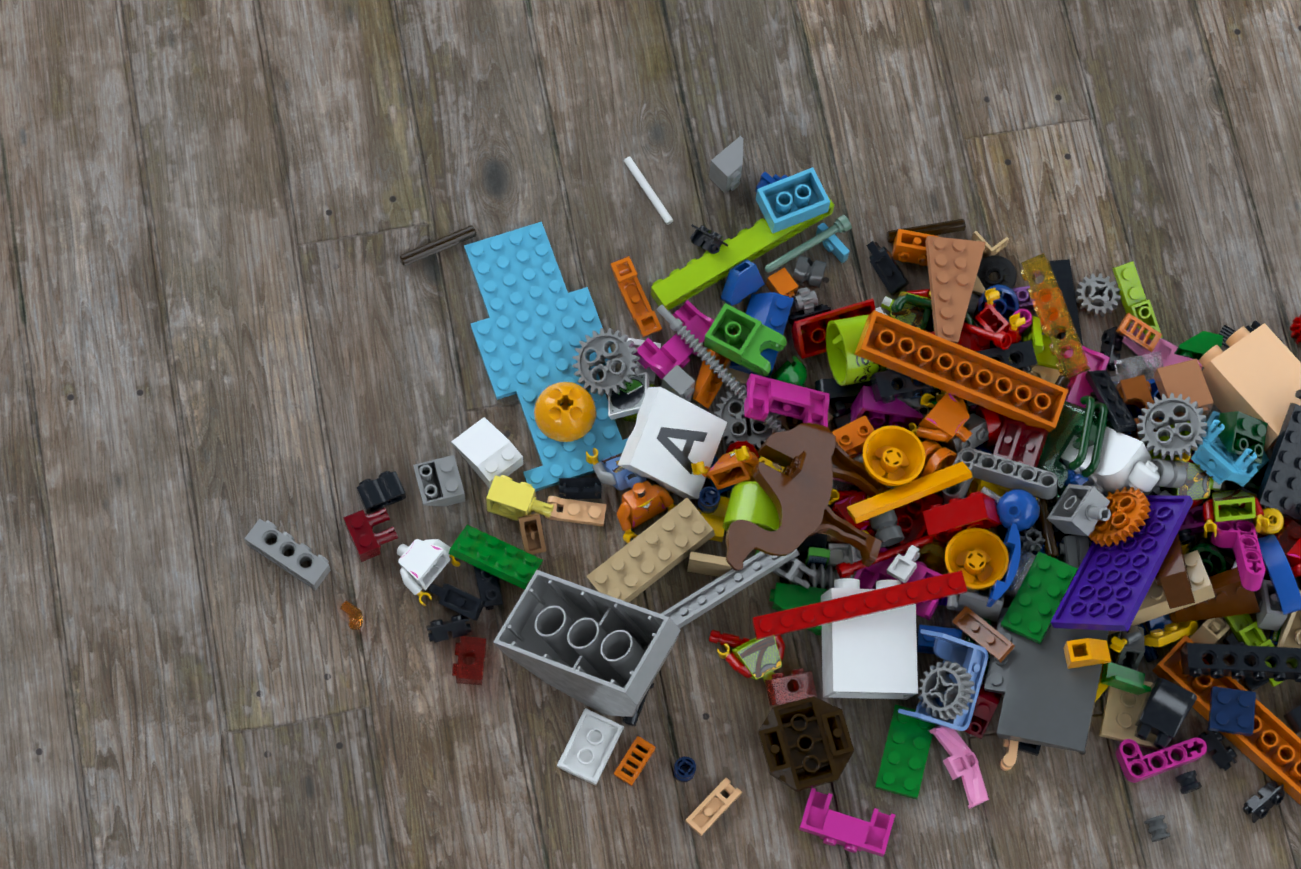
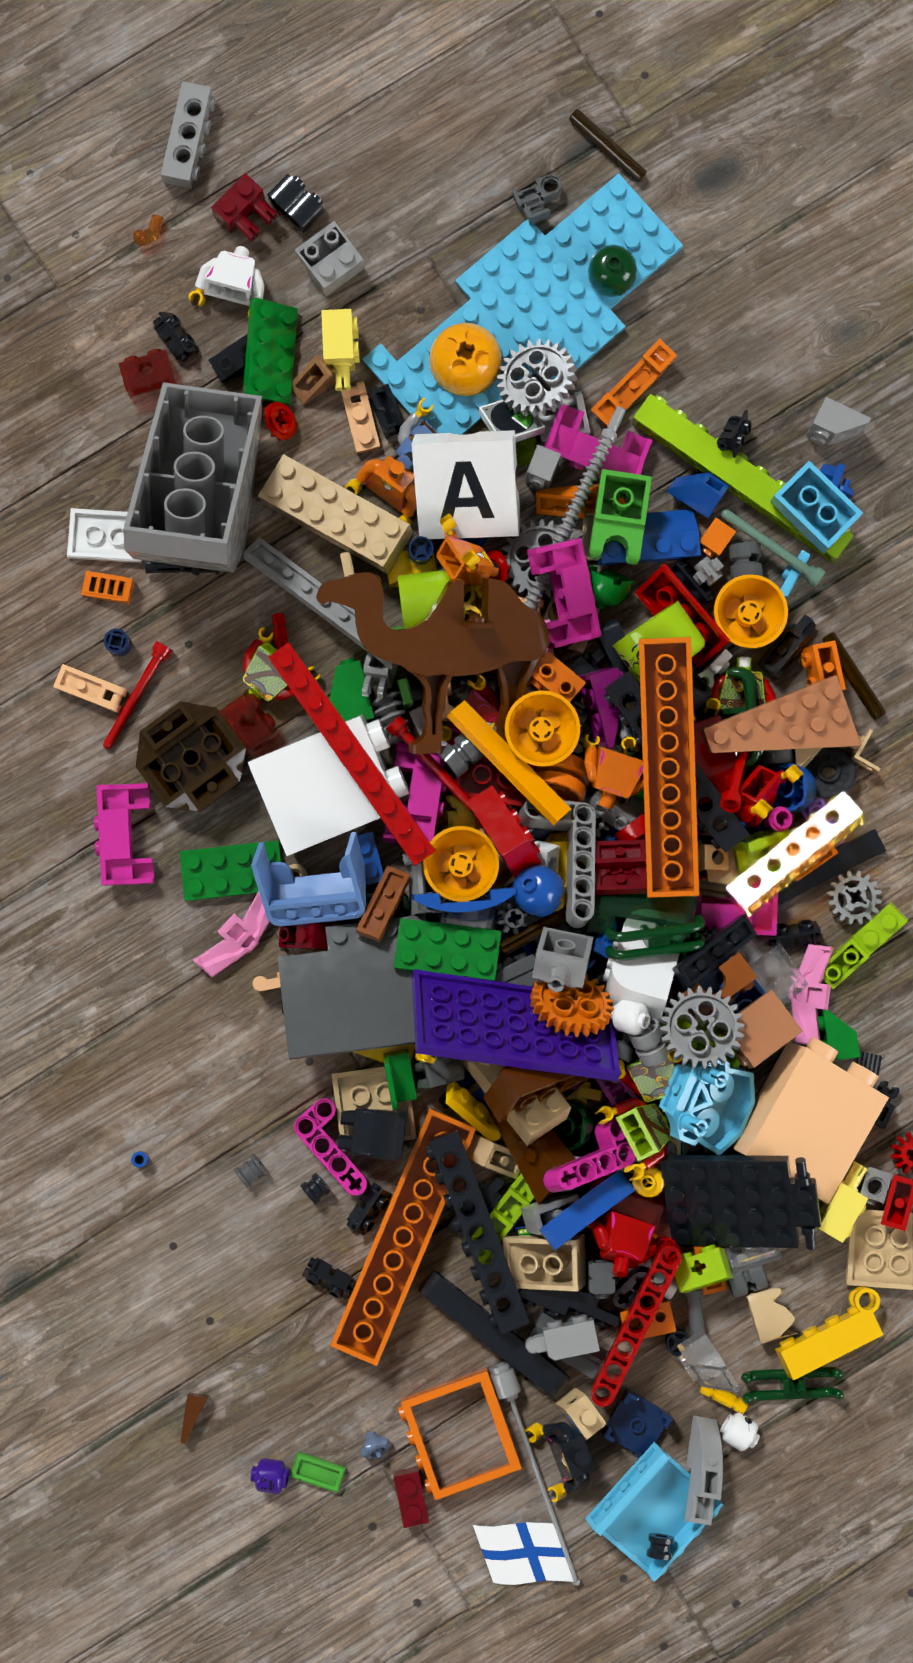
camera: 75 degrees right, 15 degrees up
(458, 600) = (206, 331): black hinge -> none
(460, 313) = (533, 198): none -> dark grey piece
(488, 451) = (387, 296): white slope -> none
(542, 276) = (612, 270): none -> dark green cylinder
(562, 569) = (283, 415): none -> red gear
(648, 190) = (772, 348): white bar -> none
(705, 738) = (159, 654): none -> red piece
(855, 271) = (763, 607): none -> light orange piece
(904, 566) = (425, 787): white plate -> none
(956, 696) = (314, 881): light grey gear -> none
(1086, 652) = (396, 1022): light orange slope -> none
(1130, 318) = (833, 940): orange slope -> none
(1185, 536) = (593, 1090): black bush -> none
(1232, 711) = (406, 1208): dark blue plate -> none
(1242, 433) = (726, 1114): dark green slope -> none

